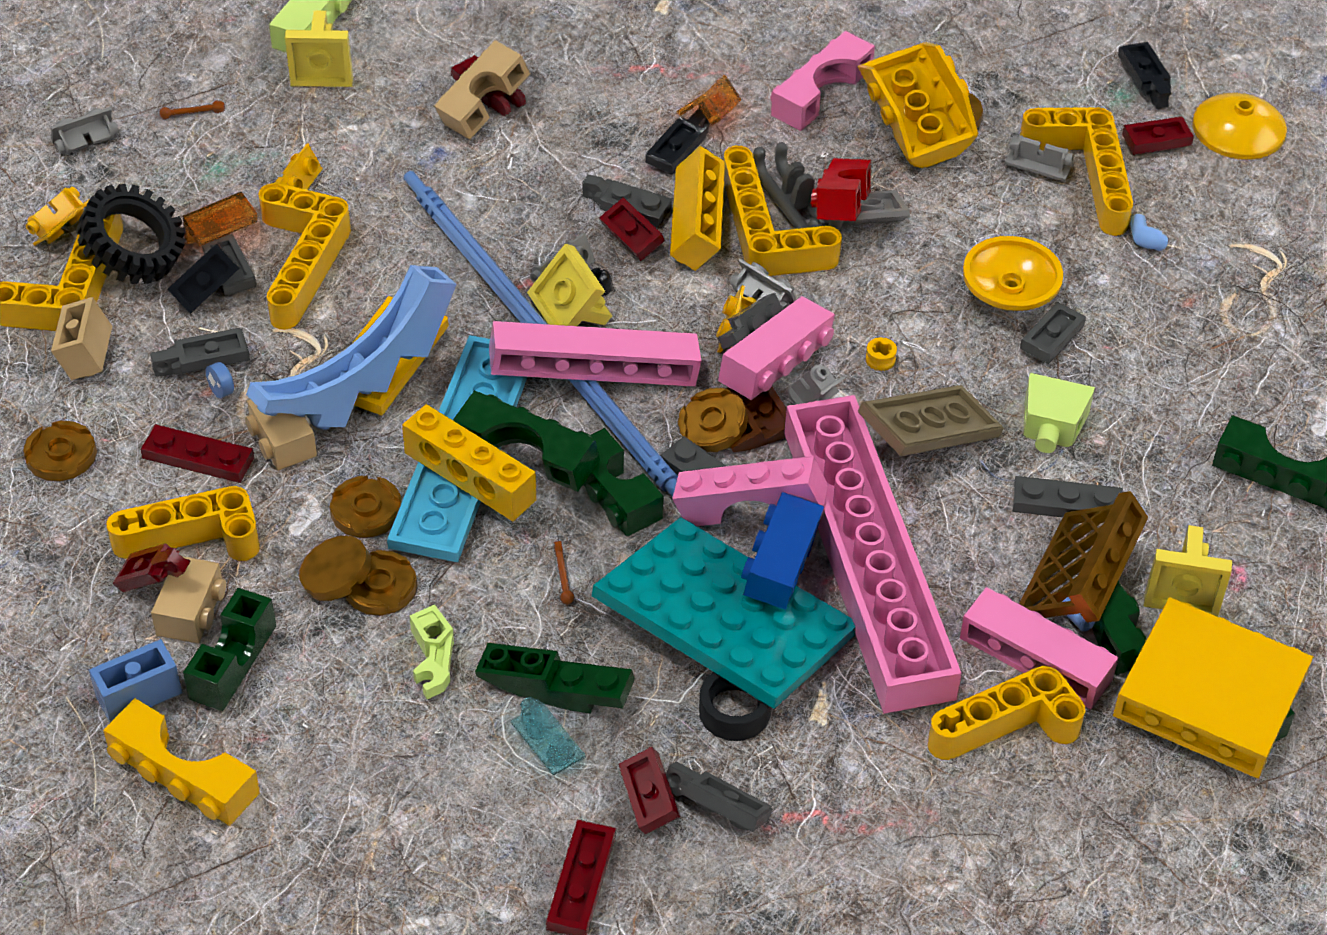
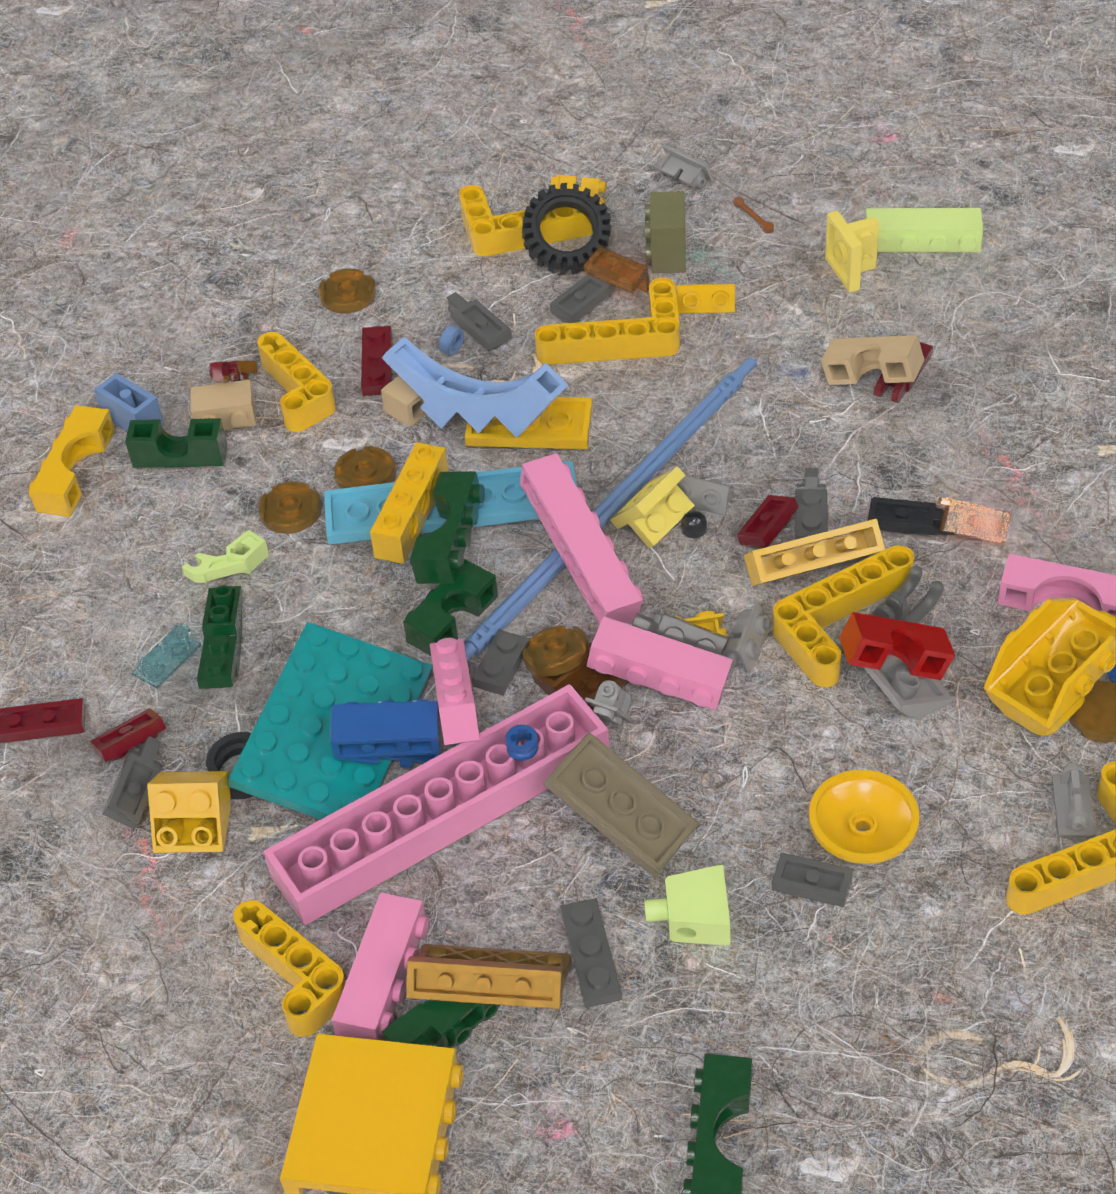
camera: 75 degrees right, 0 degrees up
(81, 338) = (449, 251): tan brick -> none
(194, 163) = (666, 232): none -> olive brick
(204, 278) = (548, 285): black panel -> none
(335, 567) = (284, 473): pearl gold tile -> none
(566, 596) = (368, 600): dark orange hinge -> none
(784, 751) = (189, 811): none -> yellow slope
(849, 463) = (530, 747): none -> blue bush
(881, 354) = (711, 741): yellow bush -> none
(1147, 236) = (1013, 928): light blue arm -> none
(1188, 575) = (509, 1065): light yellow bracket -> none

